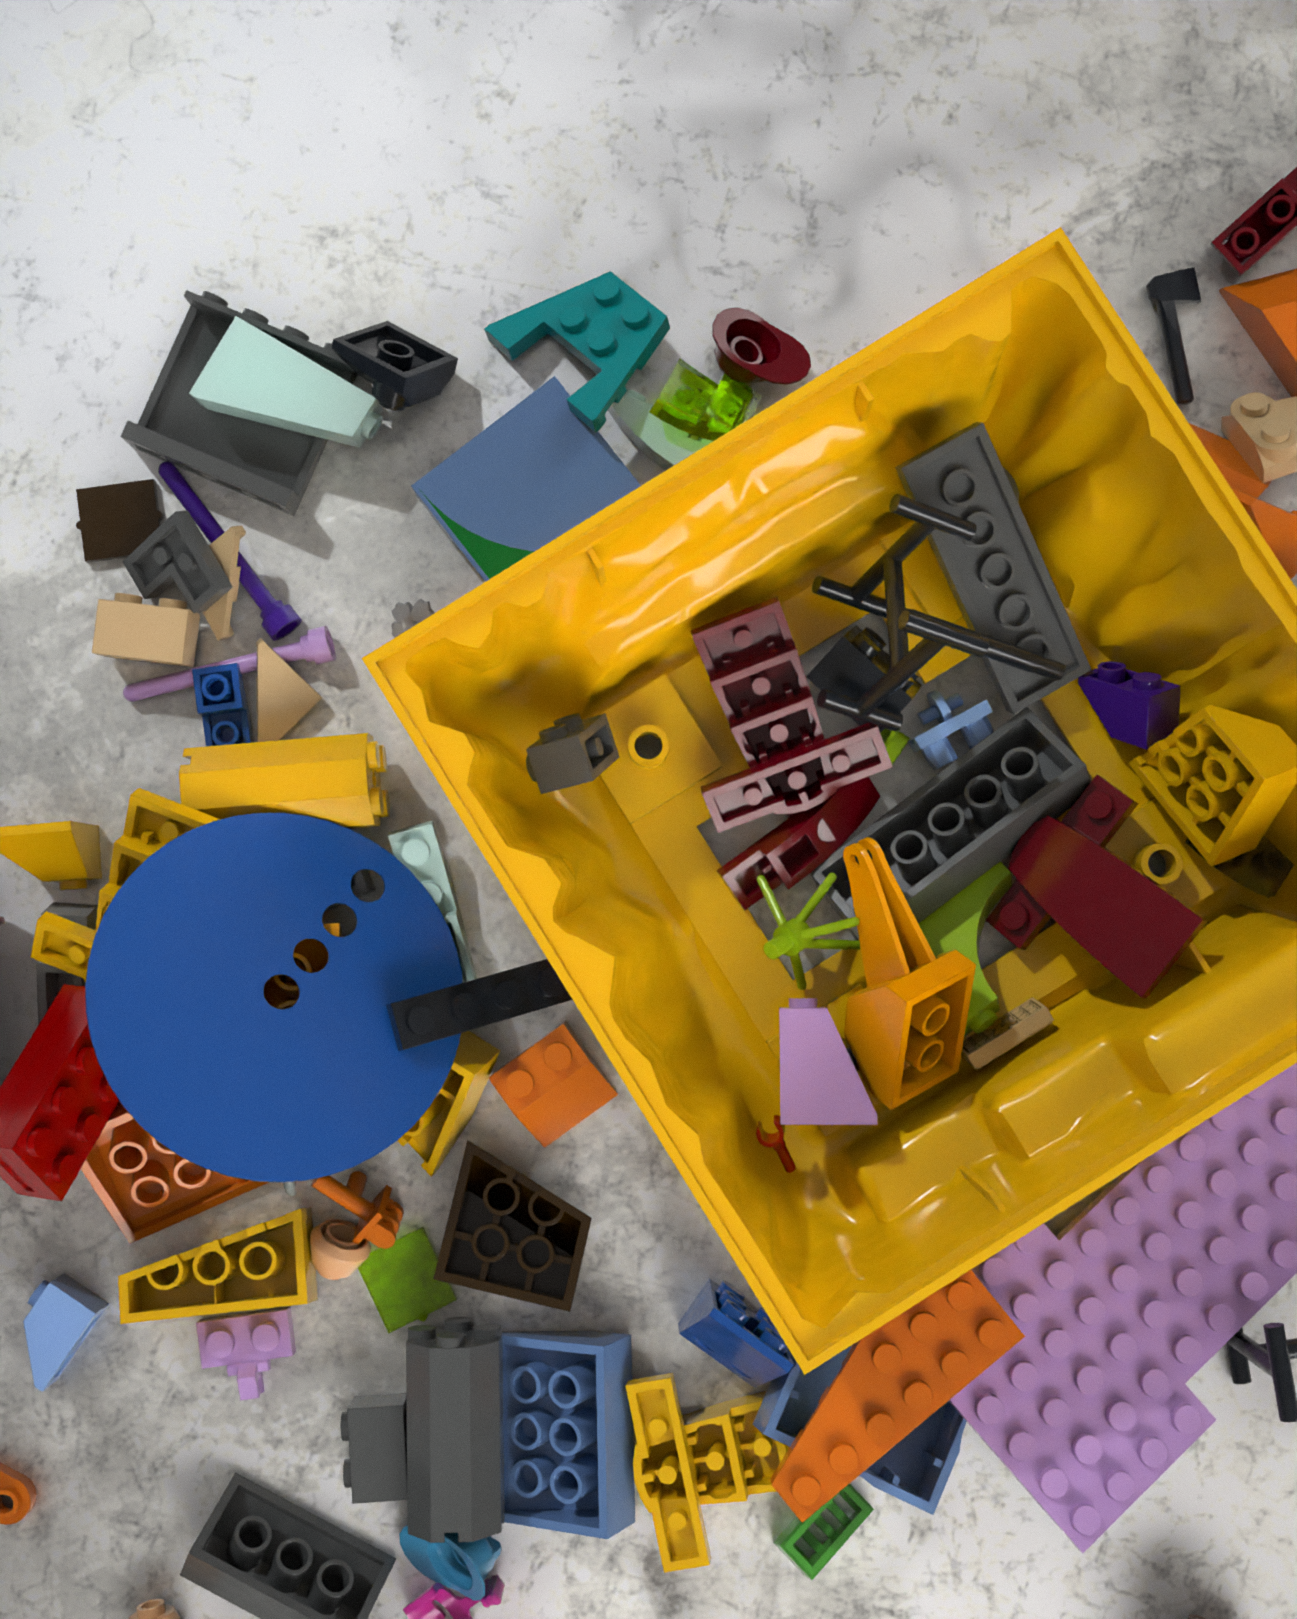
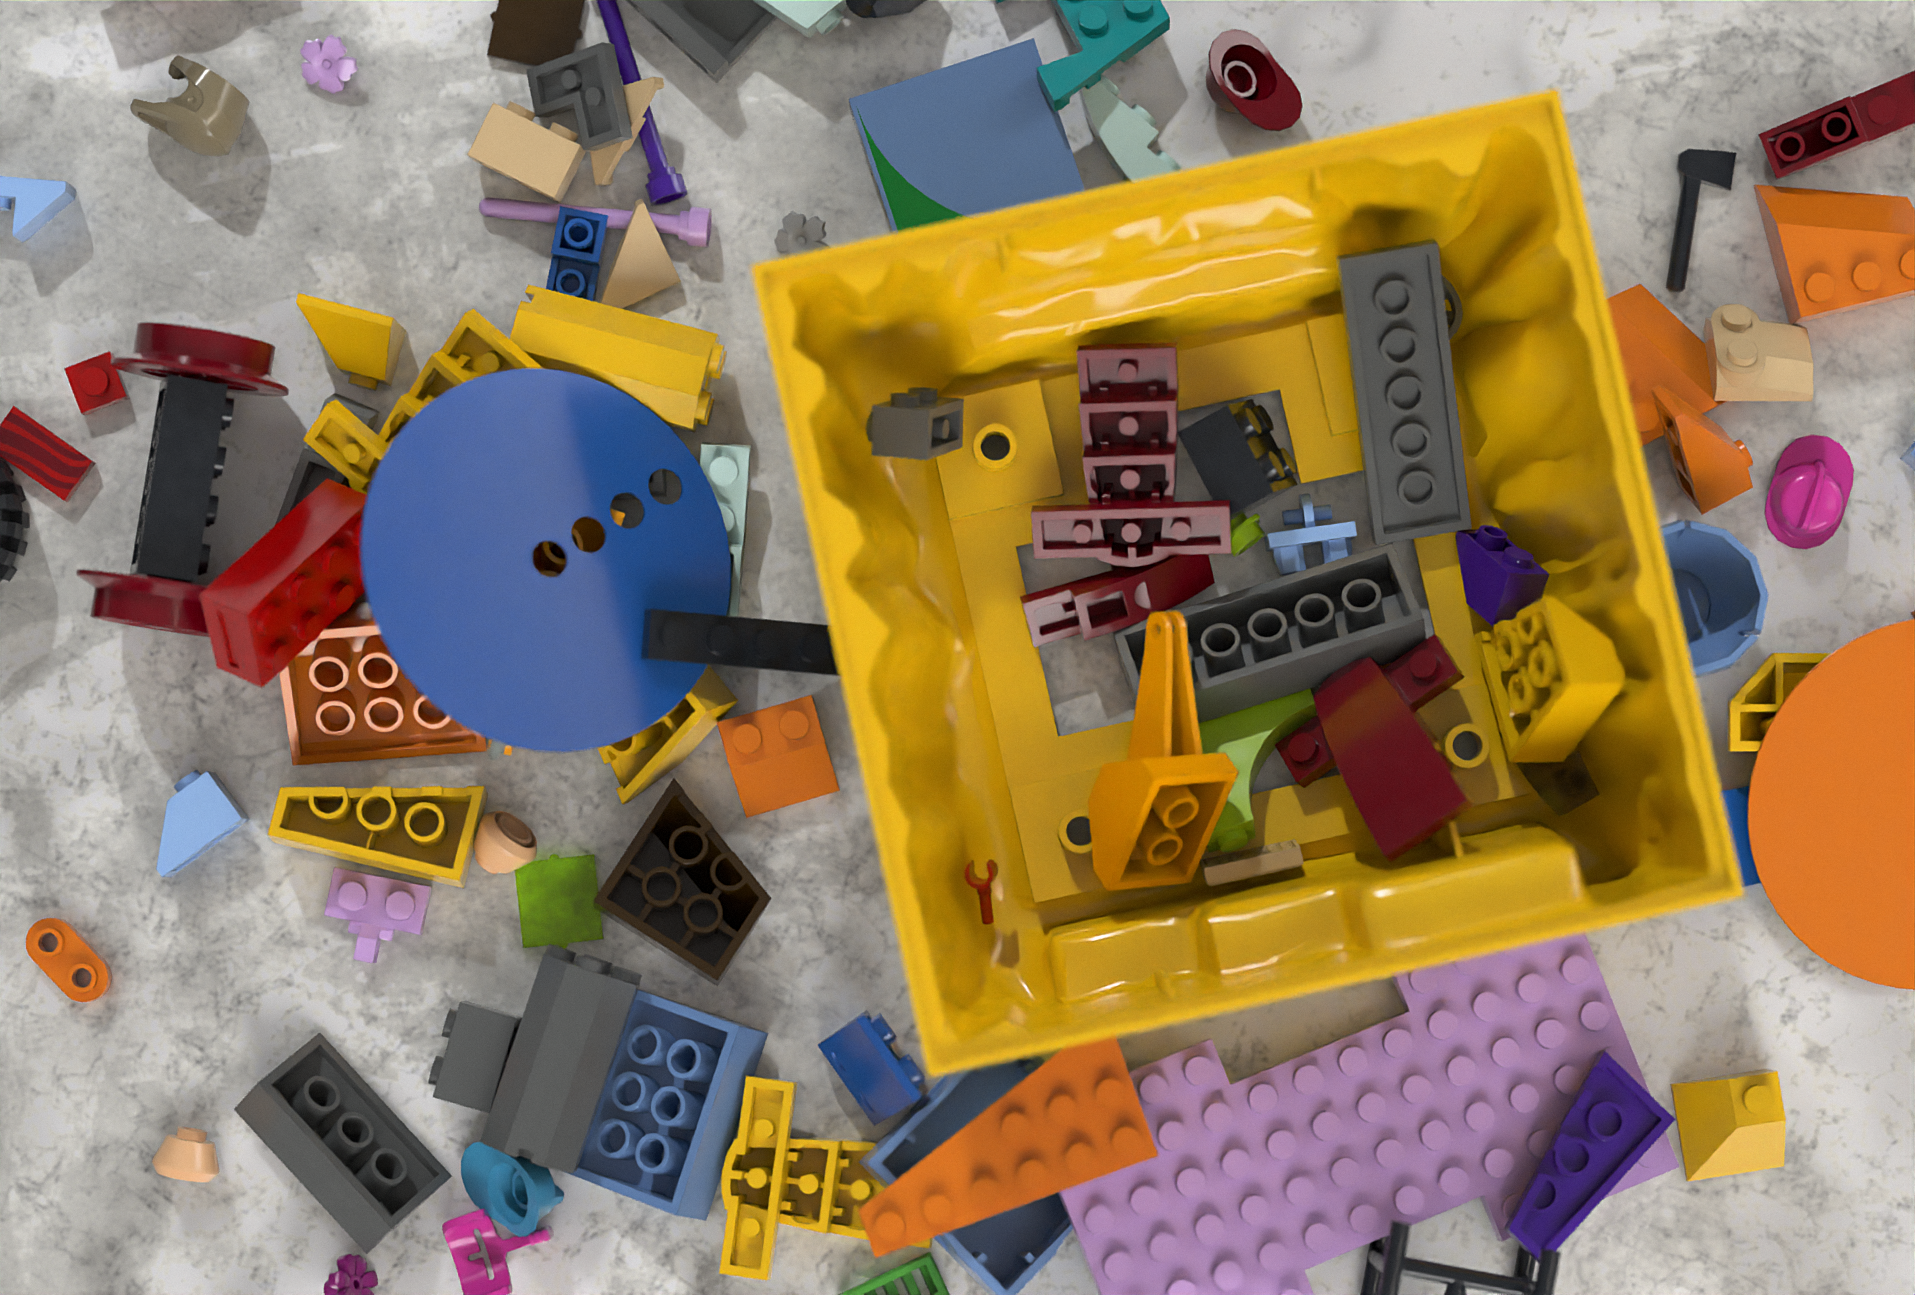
camera: 15 degrees right, 0 degrees up
(378, 1219) = (554, 827): orange arm -> none
(702, 406) = (1176, 121): clear neon green slope -> none
(796, 934) = (1075, 685): lime plant -> none
(817, 1072) = (1047, 825): lavender slope -> none
(900, 620) = (1307, 426): black piece -> none

